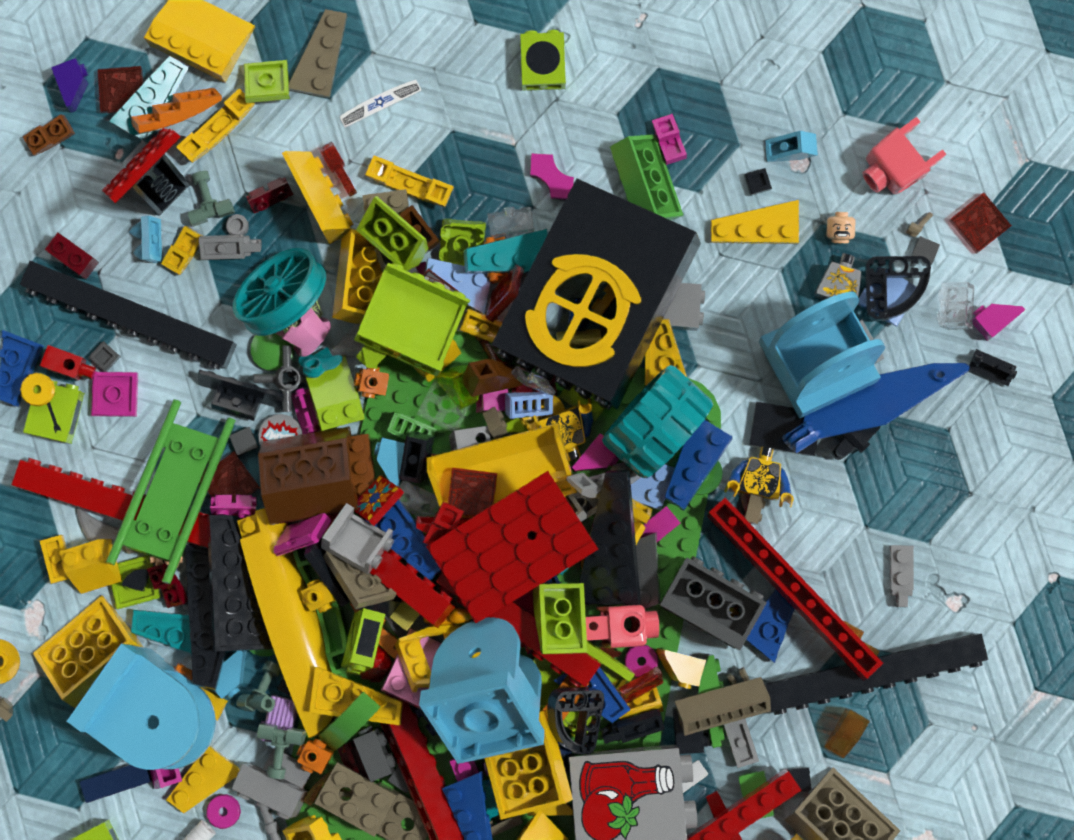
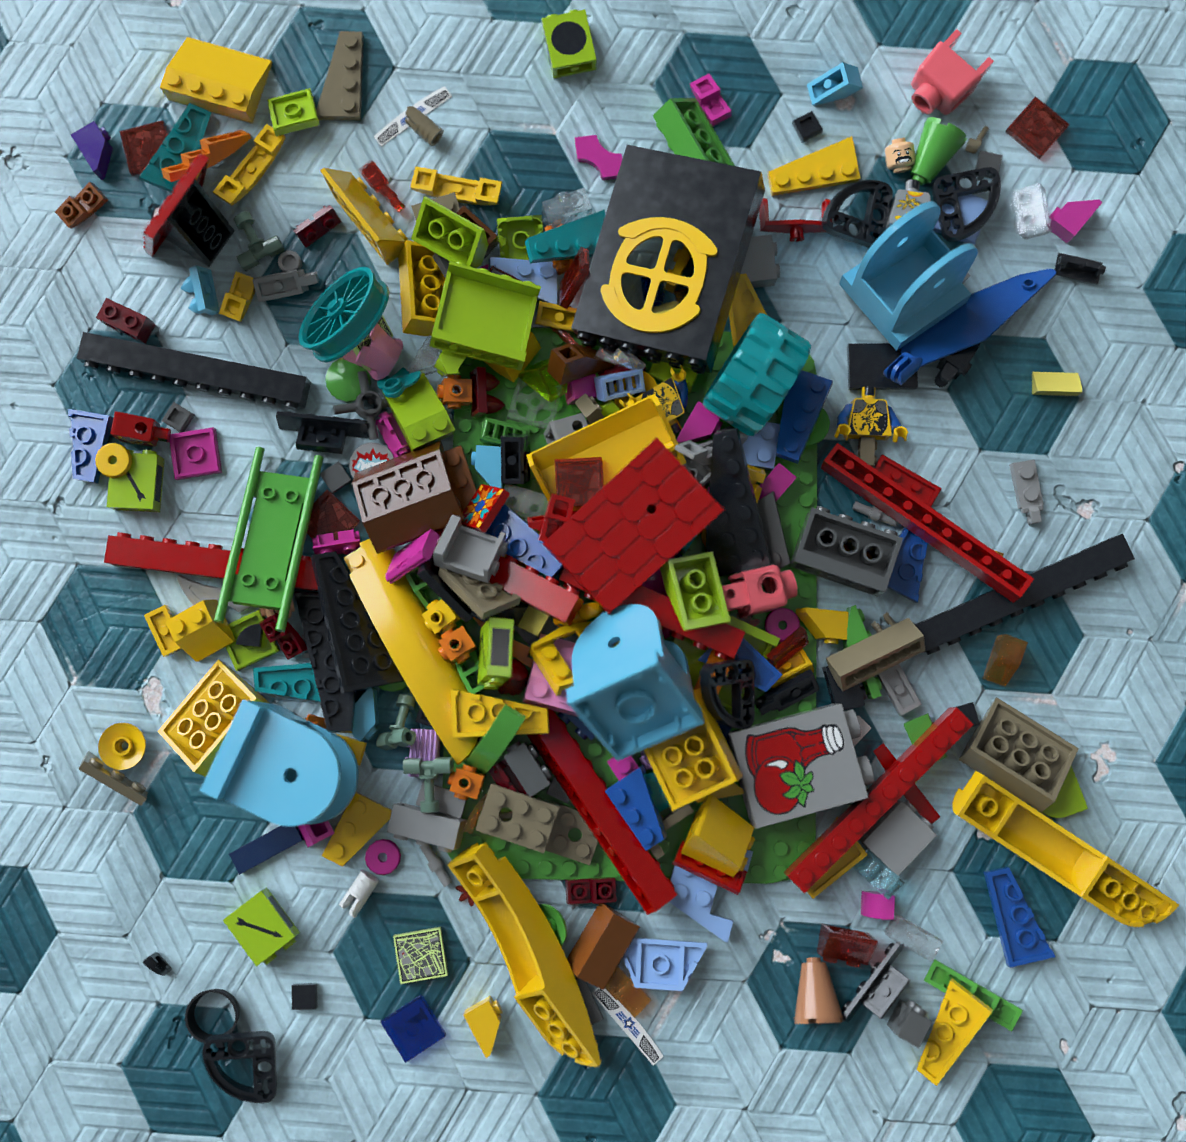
camera: 10 degrees left, 0 degrees up
(326, 617) = (453, 637): none -> orange brick
(388, 117) = (423, 126): none -> dark tan hinge
(396, 396) = (481, 401): none -> dark red tile
(727, 281) = (795, 228): none -> red piece
(748, 569) = (873, 513): none -> light grey bar
(787, 544) = (910, 481): none -> red tile
(792, 292) = (865, 226): none -> black beam
(874, 229) = (935, 149): none -> bright green cone
(949, 475) = (1056, 384): none -> light yellow slope

